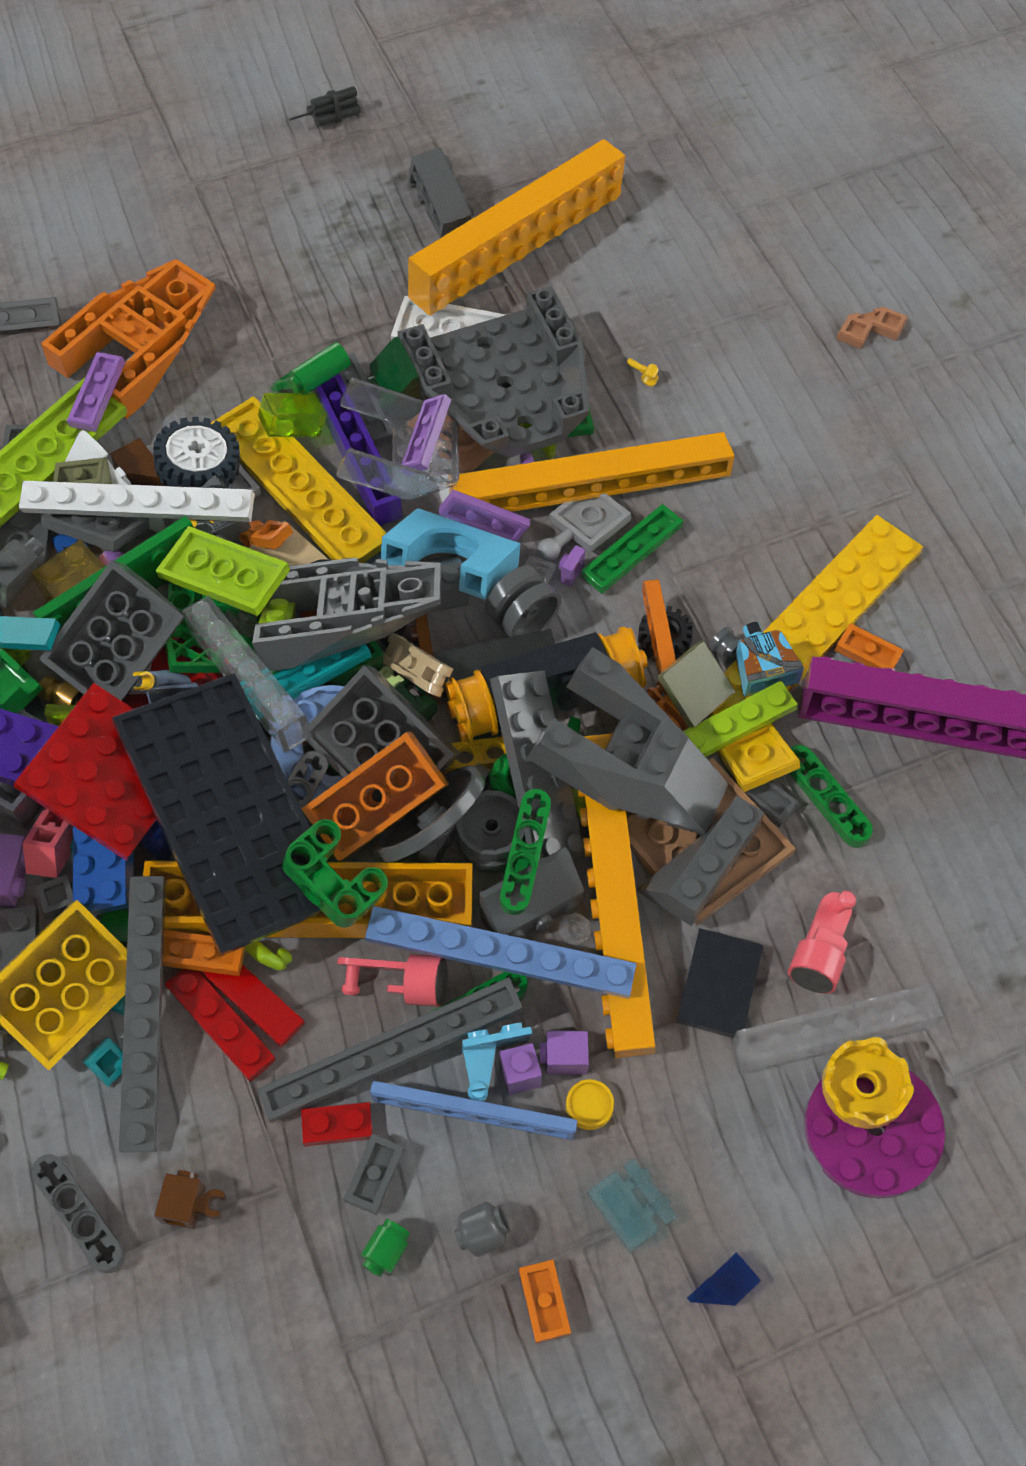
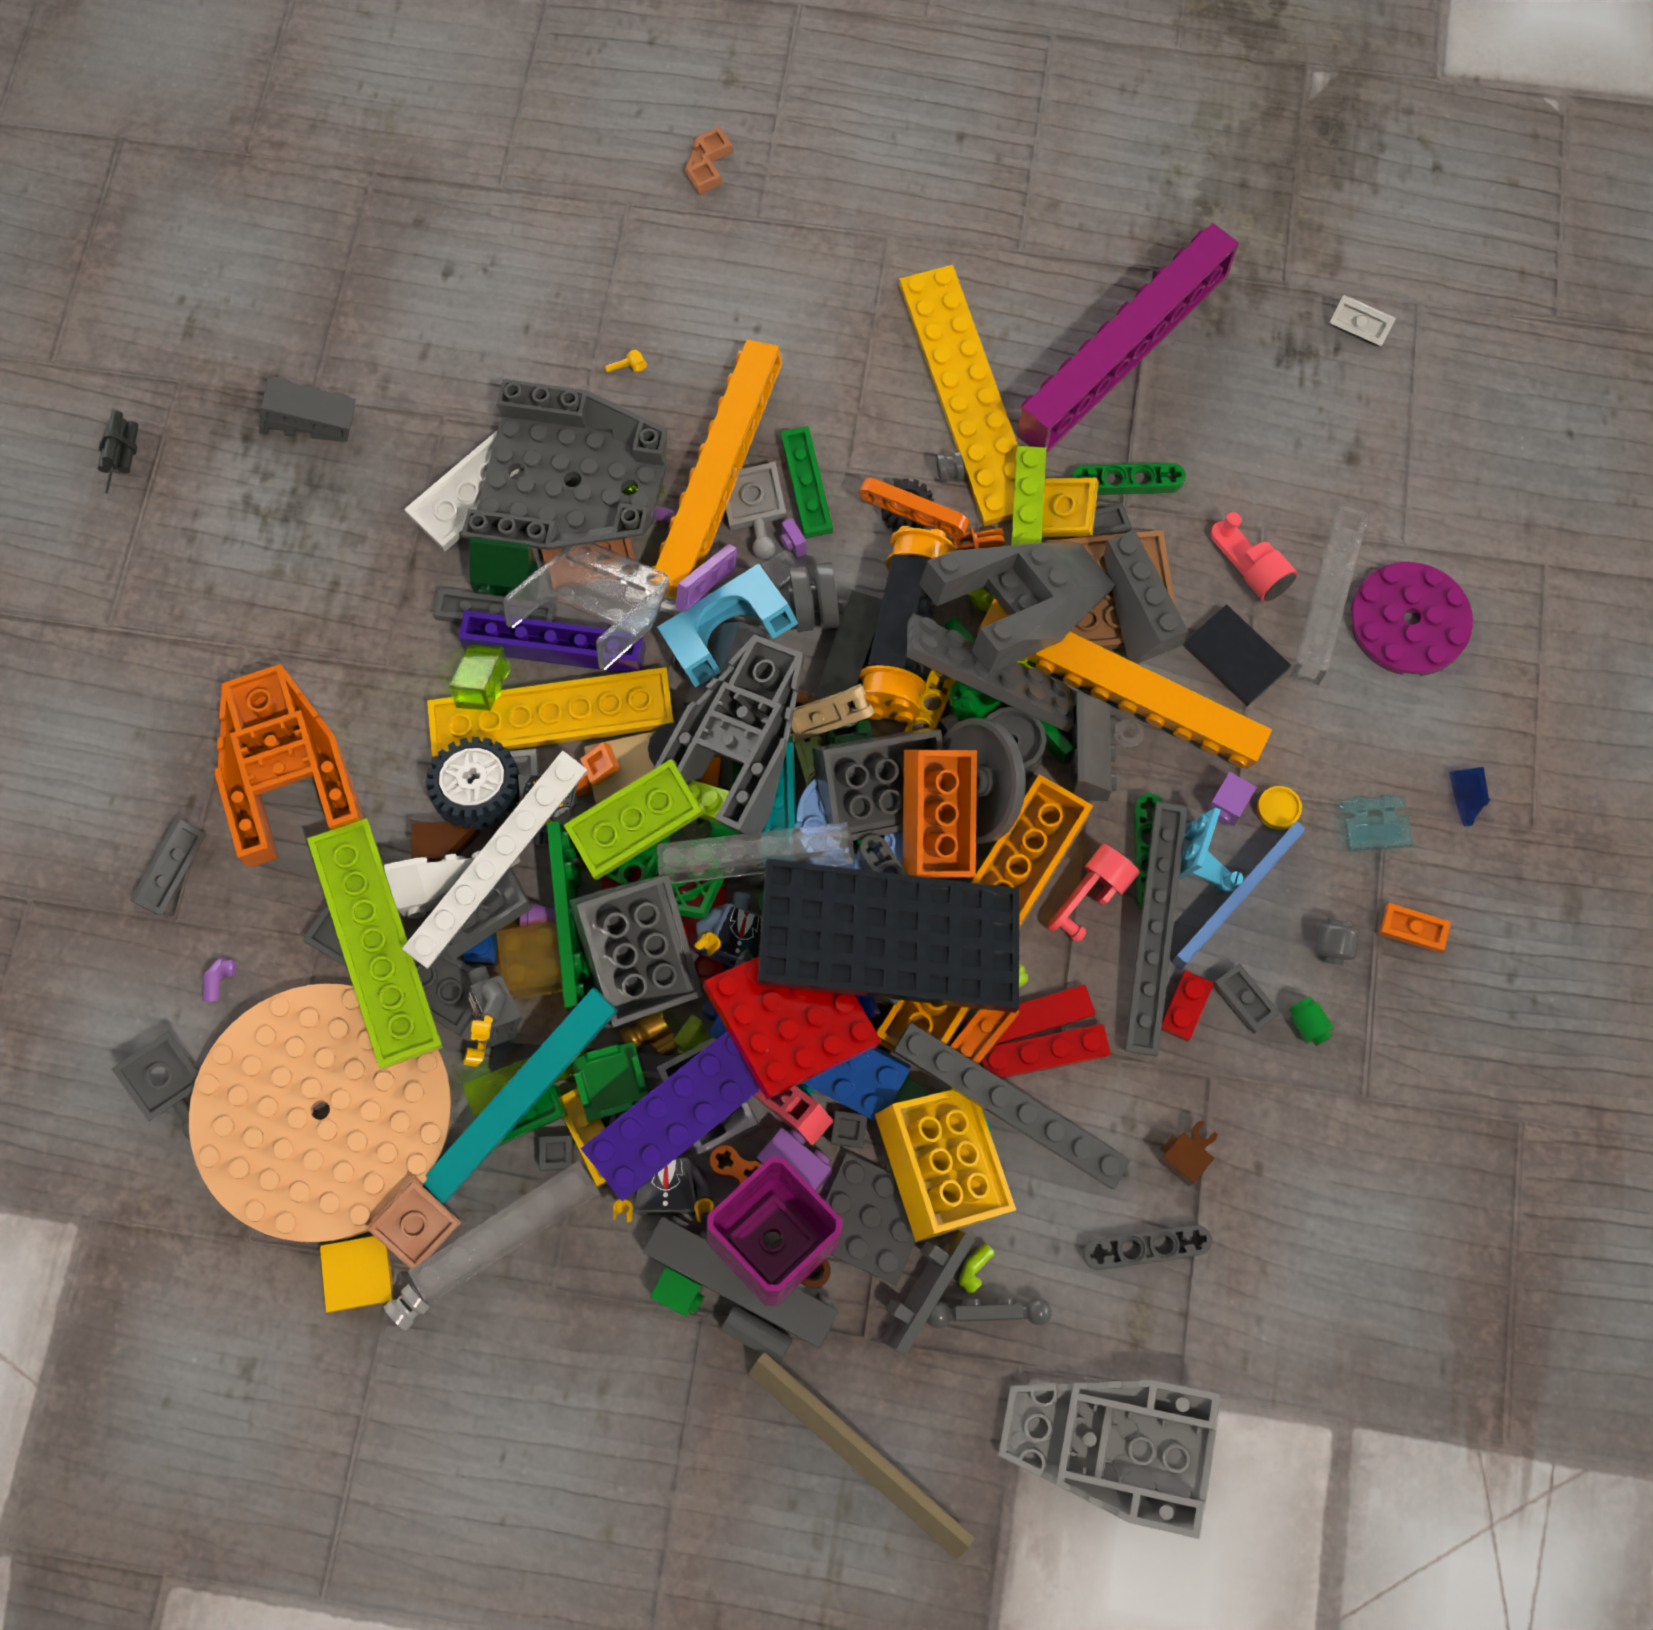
camera: 55 degrees left, 10 degrees up
(83, 471) = (426, 893): olive slope -> none
(96, 391) = (337, 834): medium lavender tile -> none
(105, 1061) = (1024, 1162): teal slope -> none
(314, 371) = (456, 632): green piece -> none
(323, 884) = (1002, 895): green beam -> none
(426, 432) = (599, 573): medium lavender tile -> none
(501, 952) = (1130, 797): medium blue plate -> none
(514, 227) = (406, 369): light orange brick -> none
(520, 1069) = (1228, 840): medium lavender brick -> none
(525, 851) = (1063, 727): green beam -> none
(696, 684) = (983, 509): olive tile -> none
(765, 660) = (990, 446): torso -> none
(868, 648) = (1021, 366): orange plate -> none
(876, 1062) = (1395, 582): yellow plate -> none

